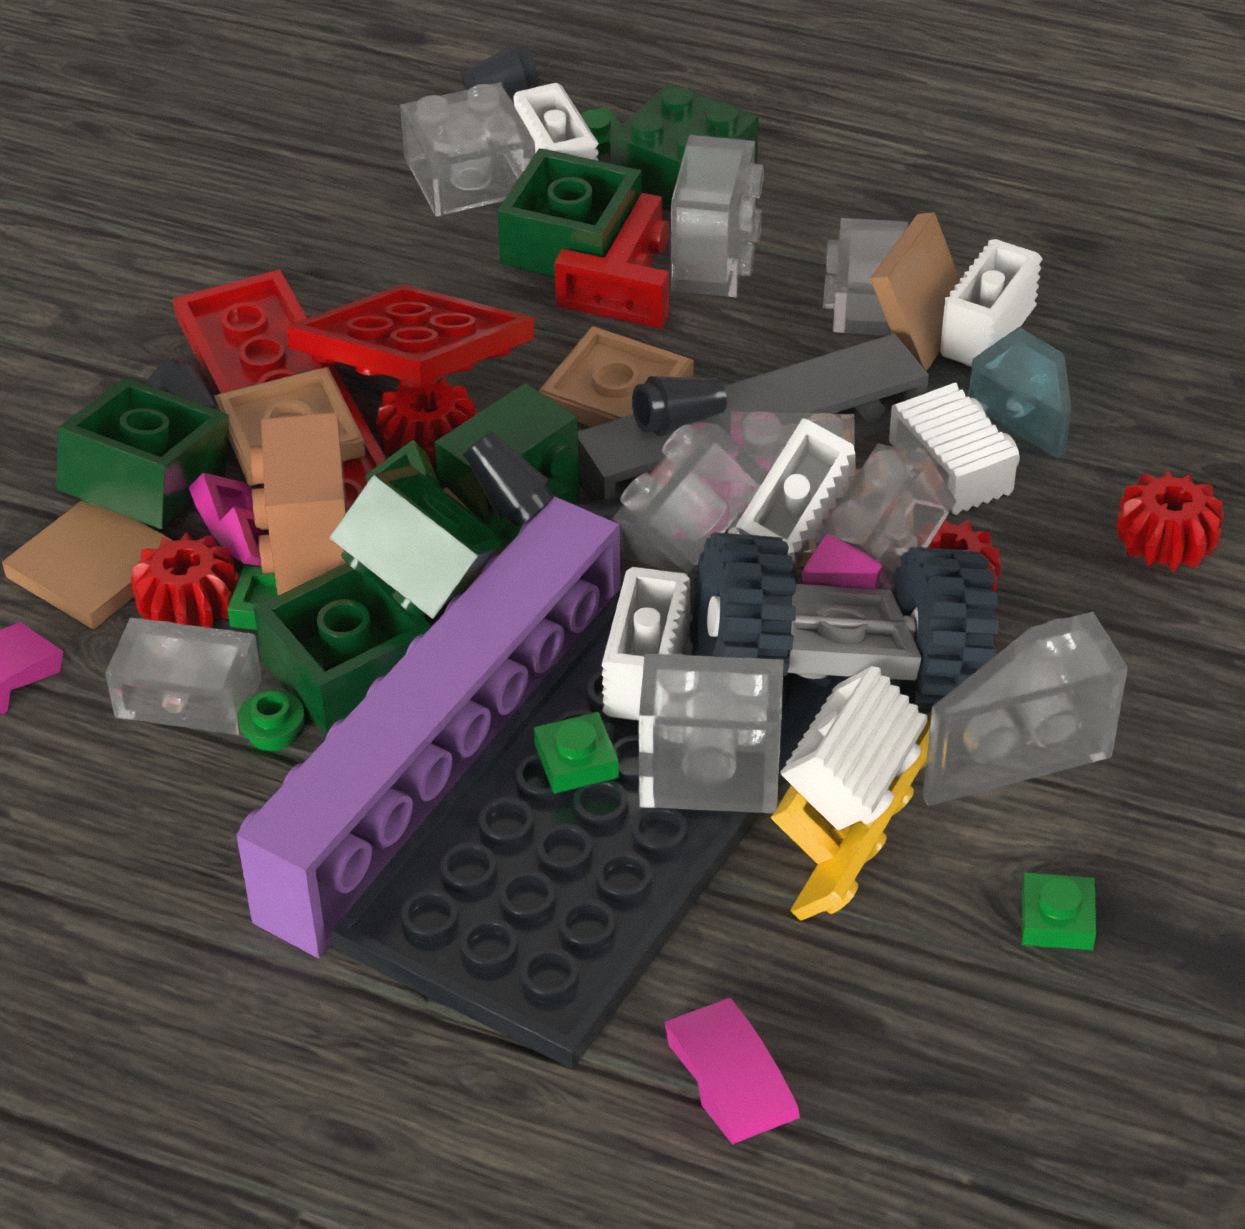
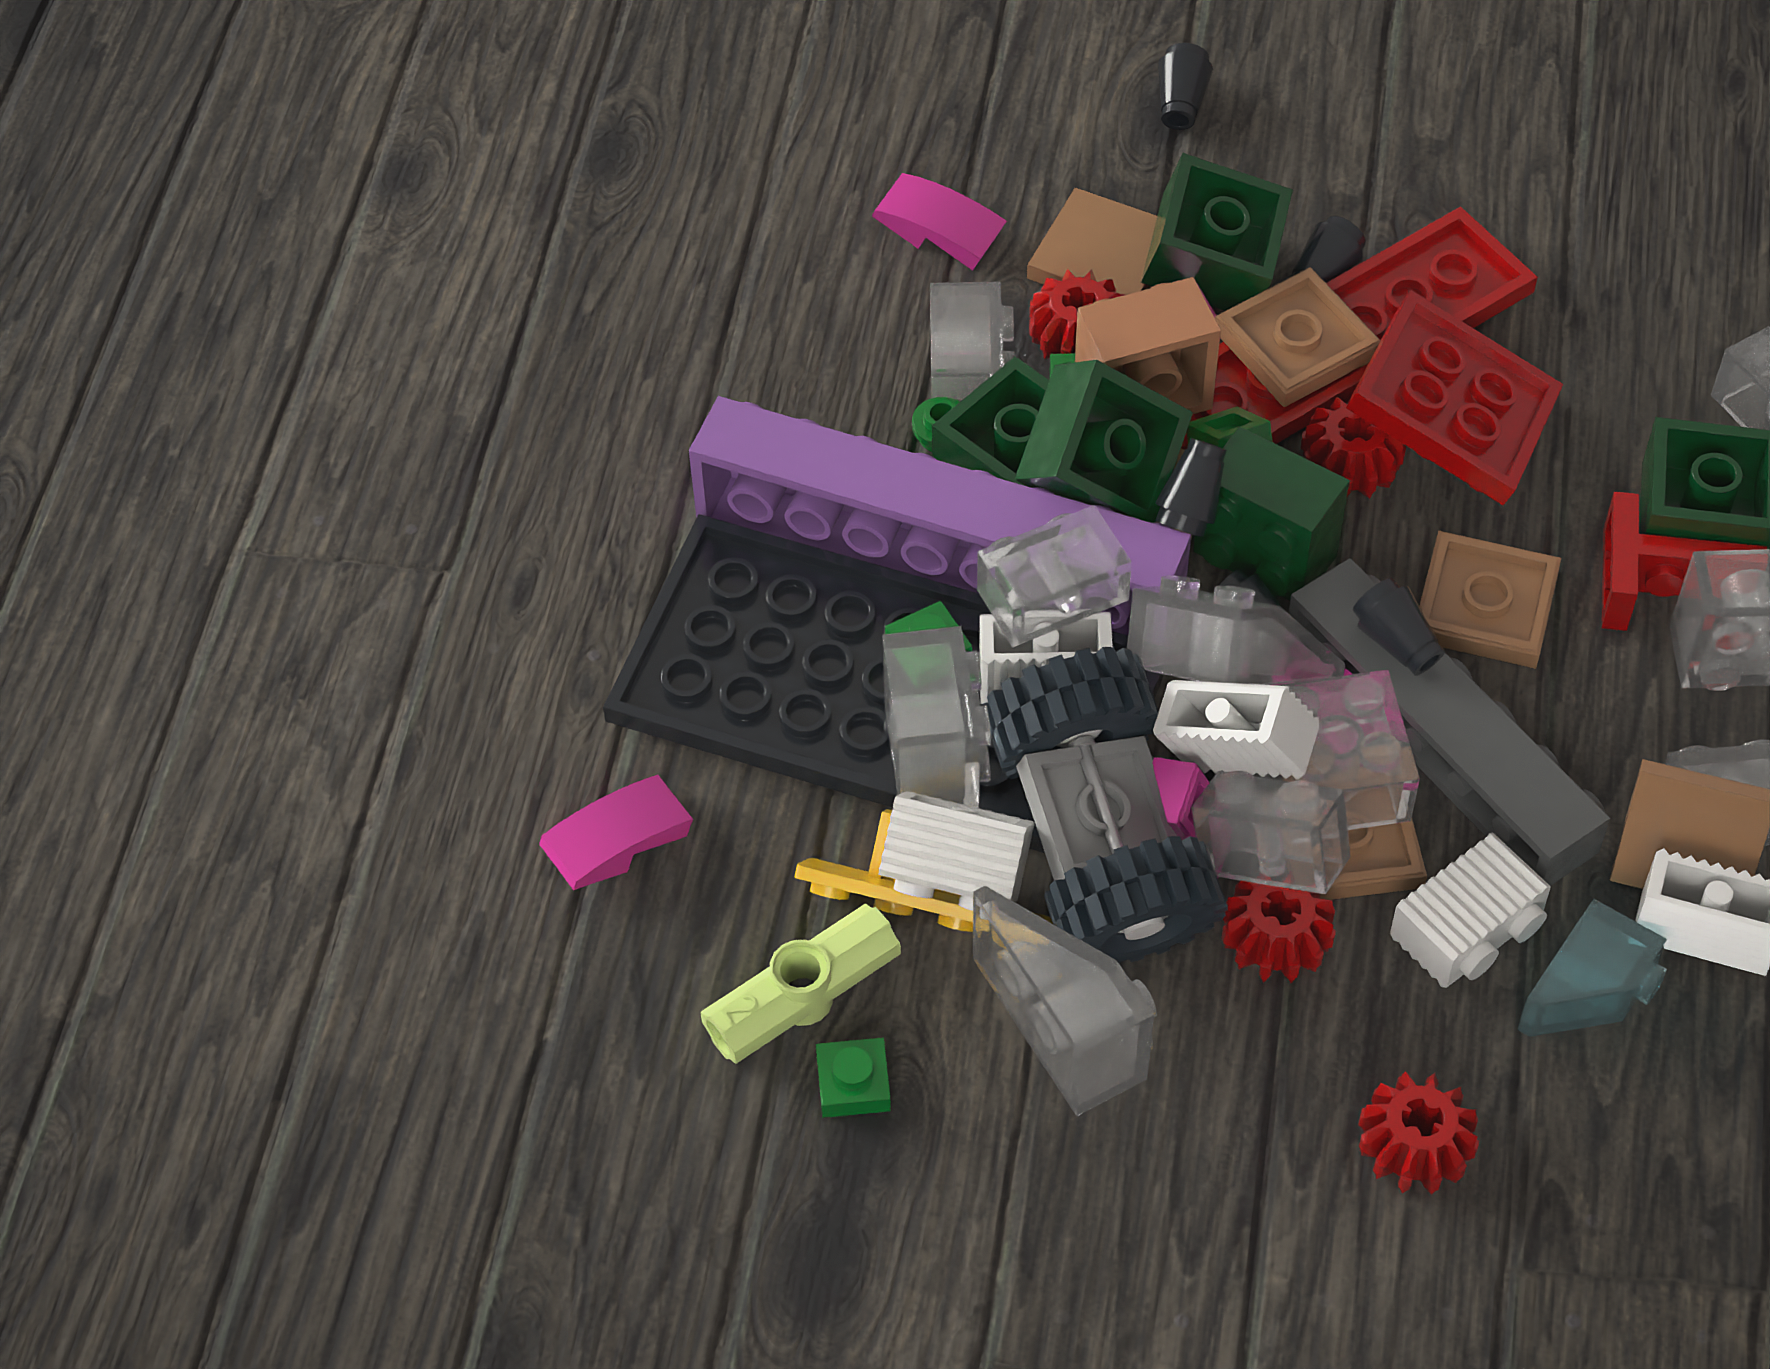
camera: 80 degrees right, 10 degrees up
(595, 581) = (1053, 575): none -> clear brick
(959, 926) = (771, 1006): none -> yellowish green piece

